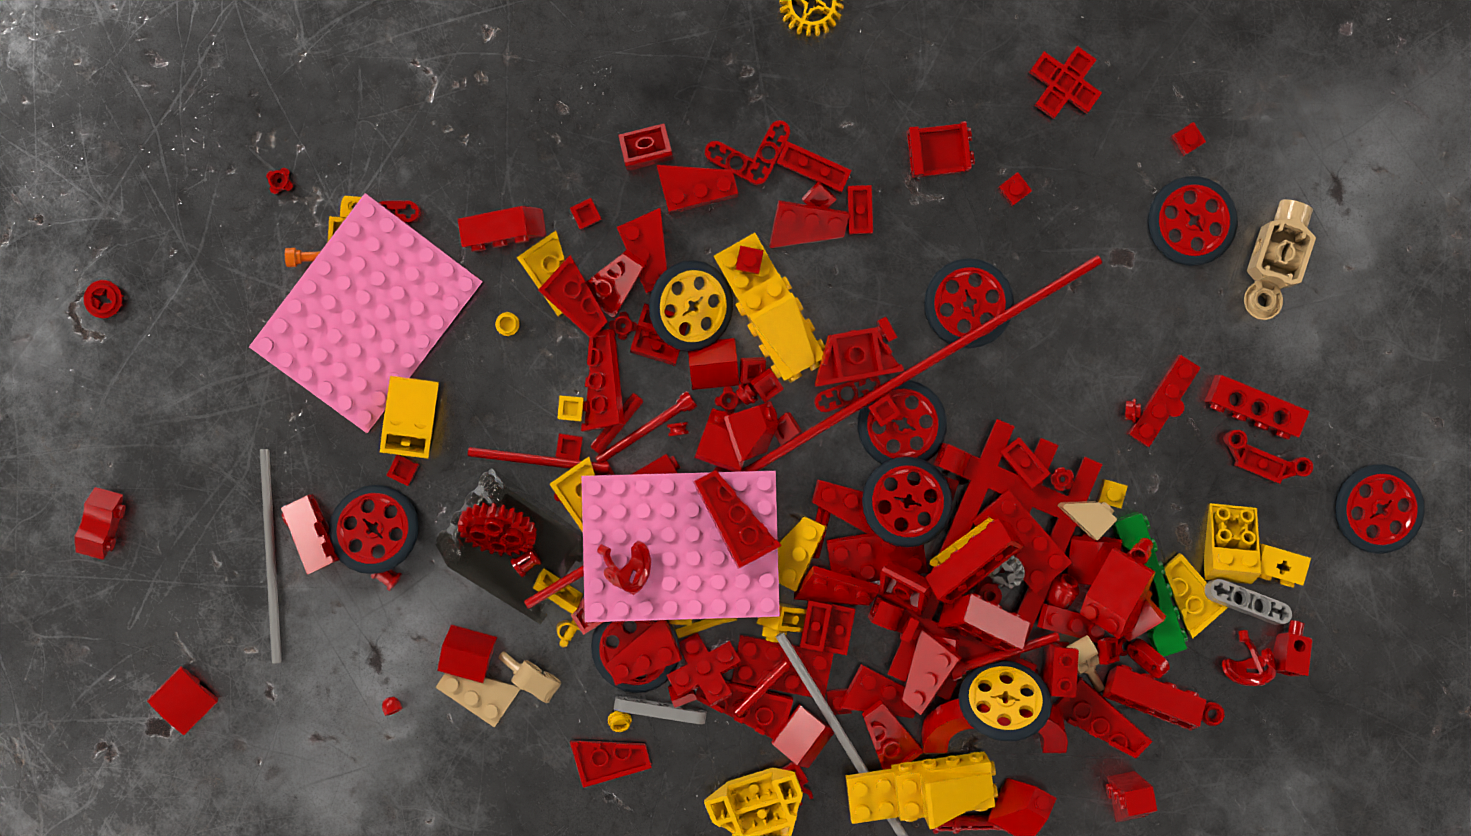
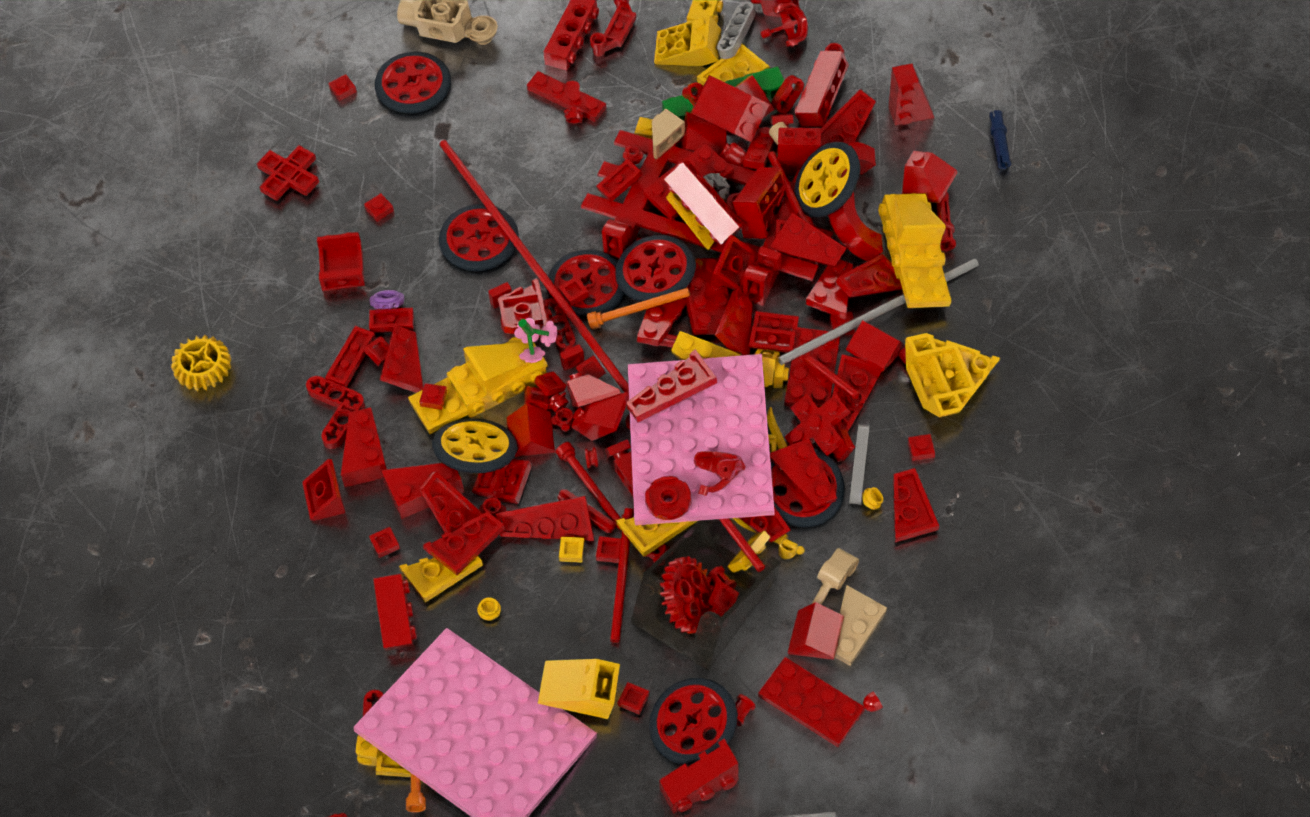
camera: 85 degrees left, 30 degrees down
(396, 645) = (811, 702): none -> red plate
(495, 561) = (722, 598): none -> red plate
(588, 522) = (666, 488): none -> red plate
(681, 775) = (921, 447): none -> red plate
(685, 457) = (617, 449): none -> red plate
(804, 408) = (572, 357): none -> red plate
(814, 363) = (528, 333): none -> bright pink plant
(850, 435) = (597, 319): none -> orange piece
(891, 204) = (387, 299): none -> medium lavender gear

